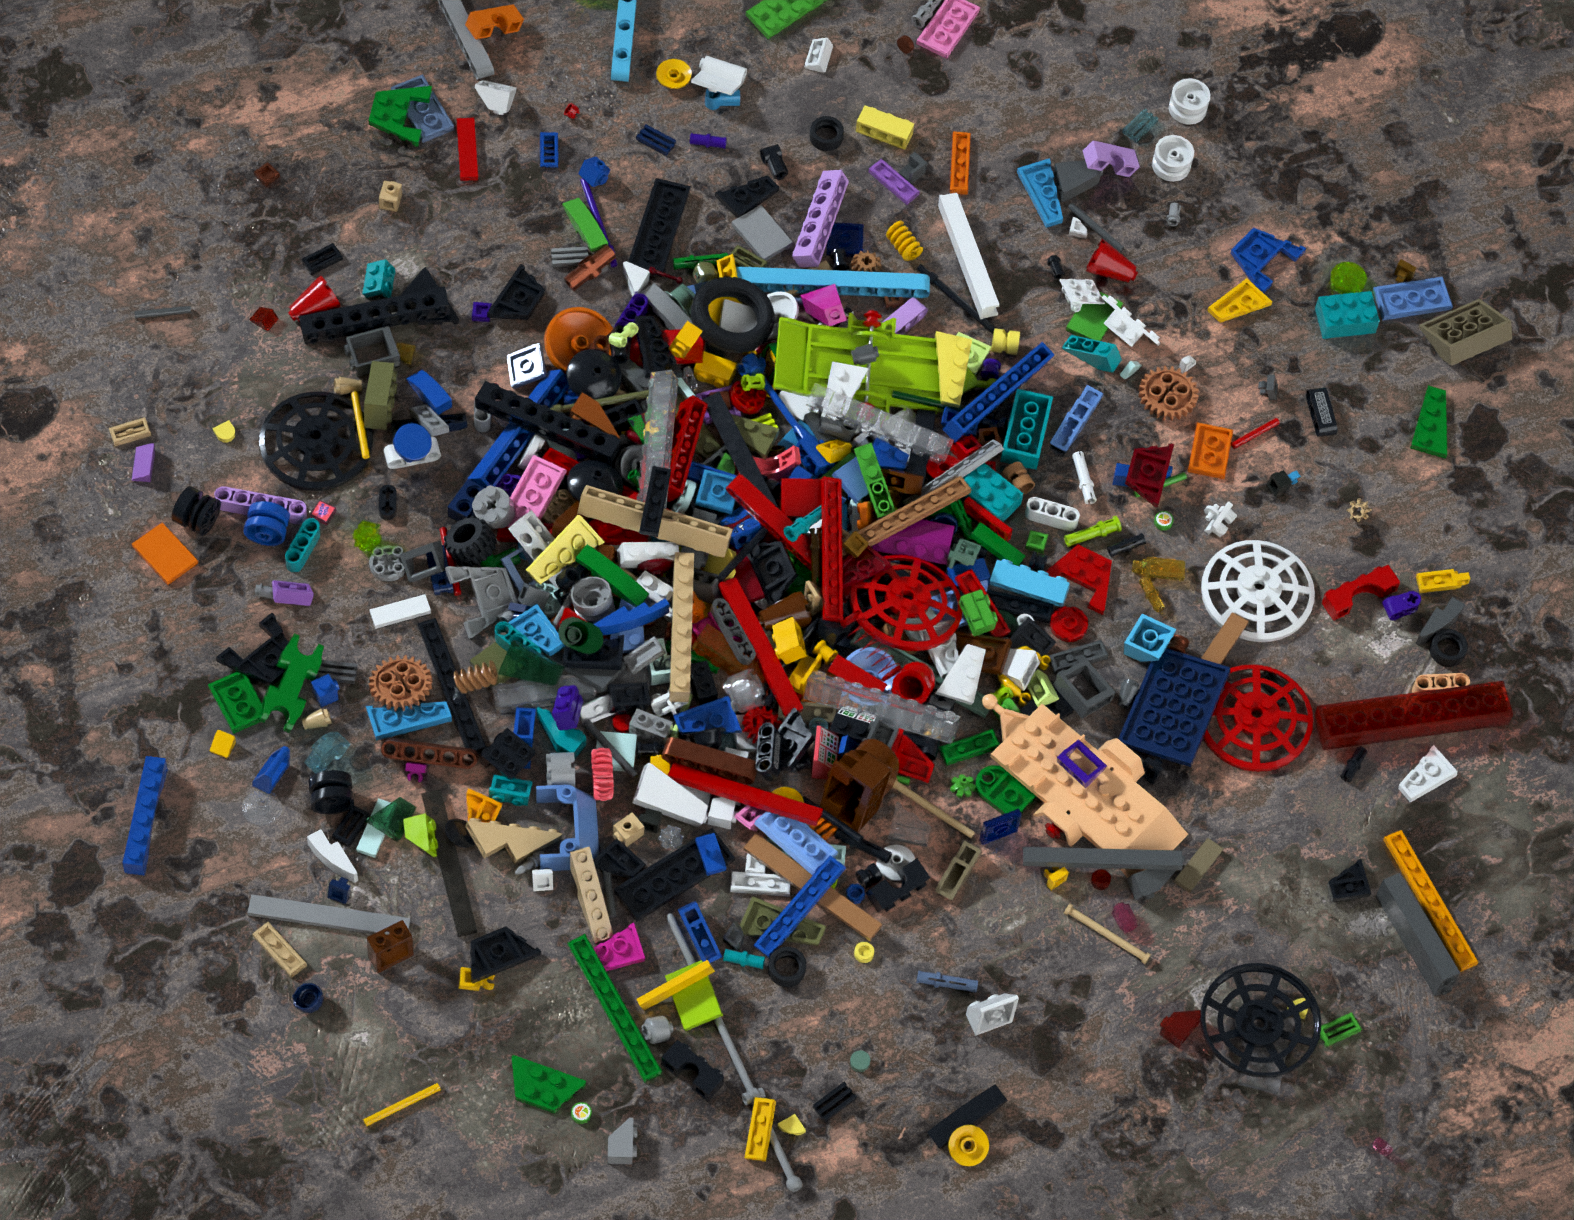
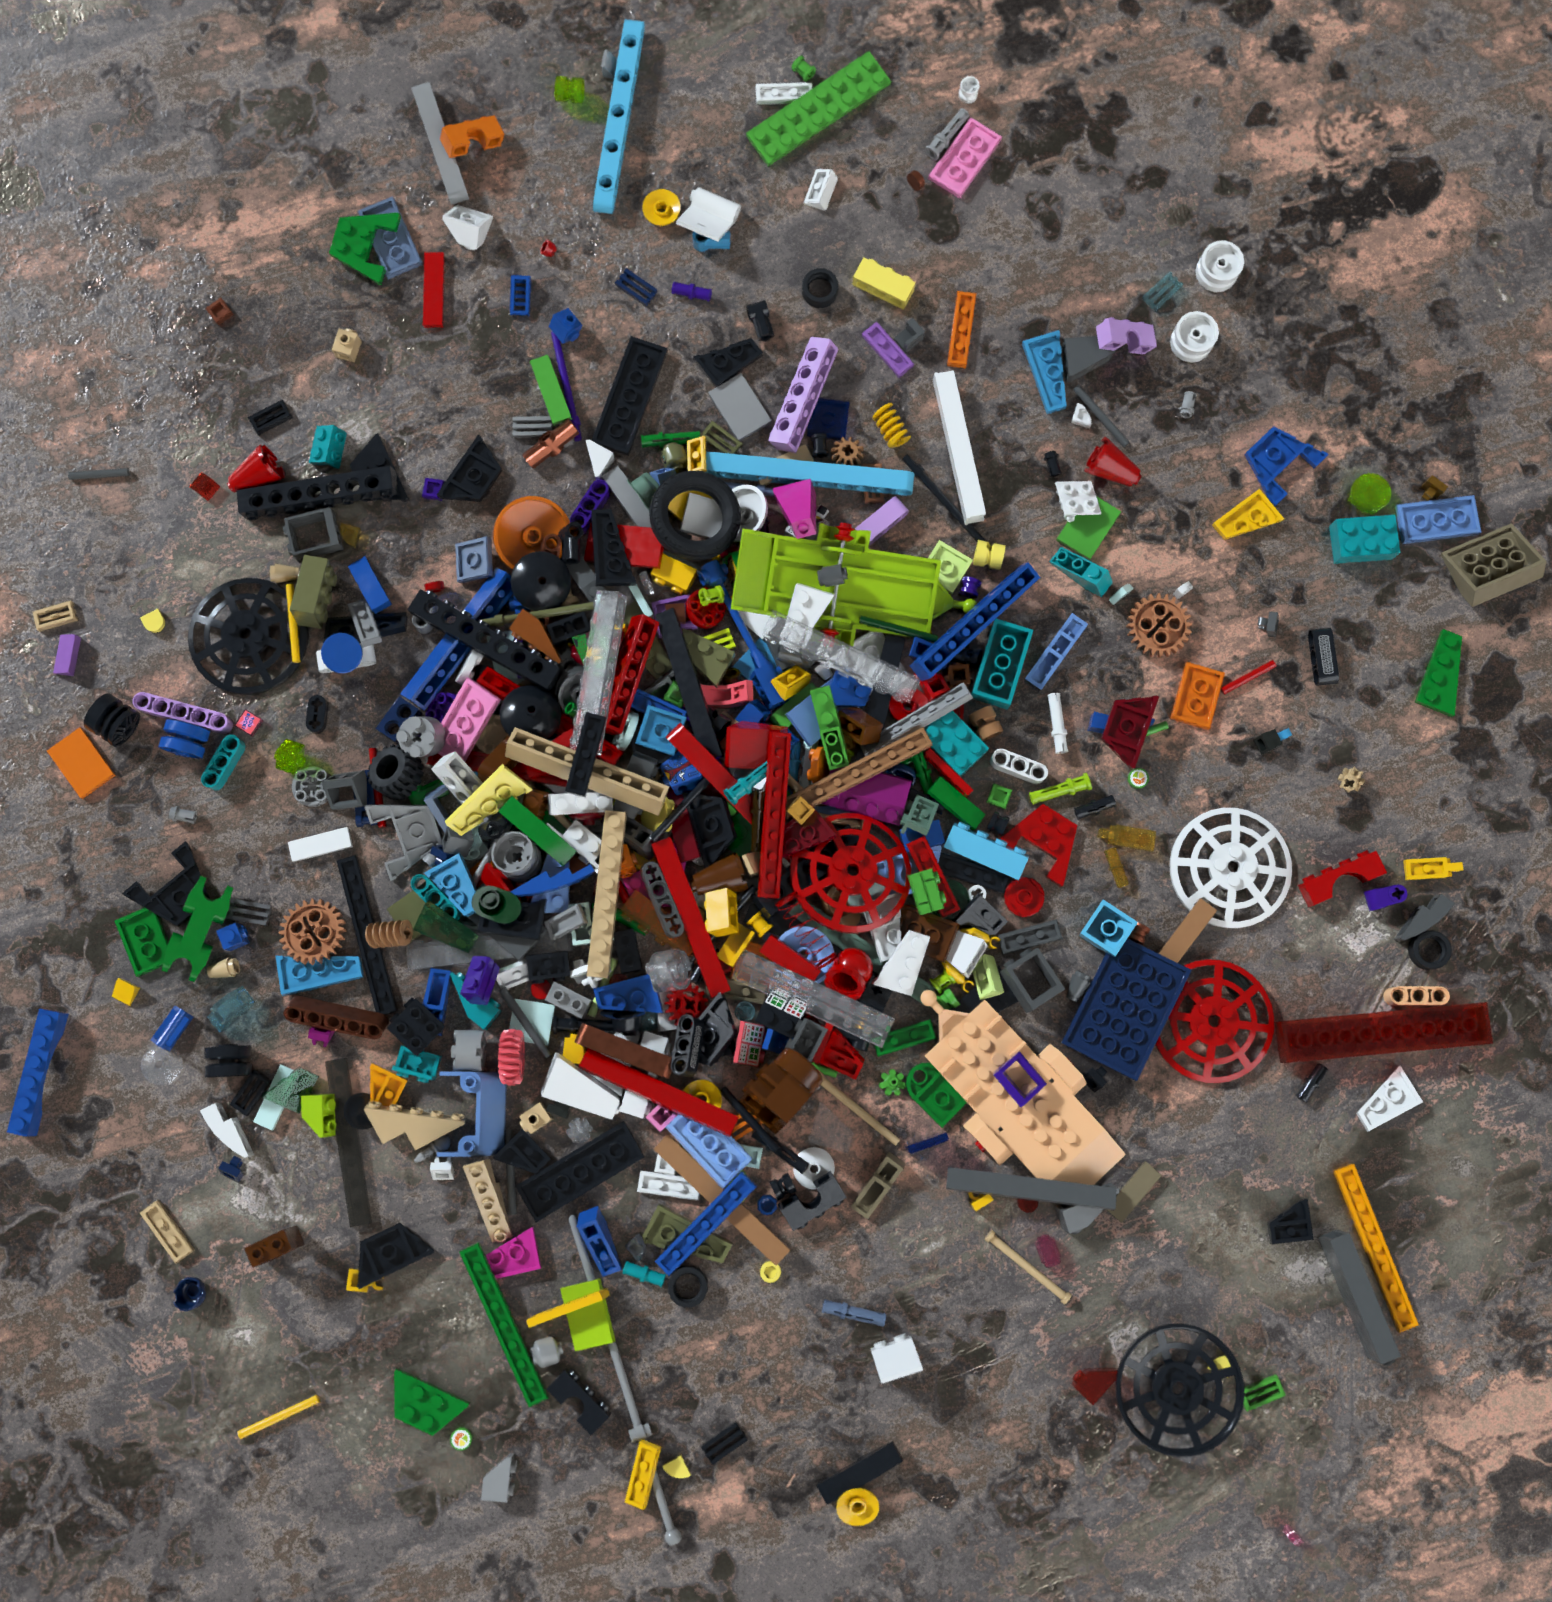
camera: 10 degrees right, 20 degrees up
(292, 593) = (208, 818): medium lavender slope -> none
(321, 915) = (220, 1197): light grey tile -> none
(620, 339) = (570, 542): yellowish green bar -> none
(652, 270) = (616, 451): dark red hinge -> none
(685, 340) = (639, 548): yellow brick -> none
(710, 854) = (618, 1154): blue tile -> none
(860, 1061) = (754, 1397): sand green tile -> none
(952, 366) = (928, 584): light yellow wing -> none
(1125, 326) = (1121, 542): white bracket -> none
(1216, 525) = (1196, 779): white hips -> none

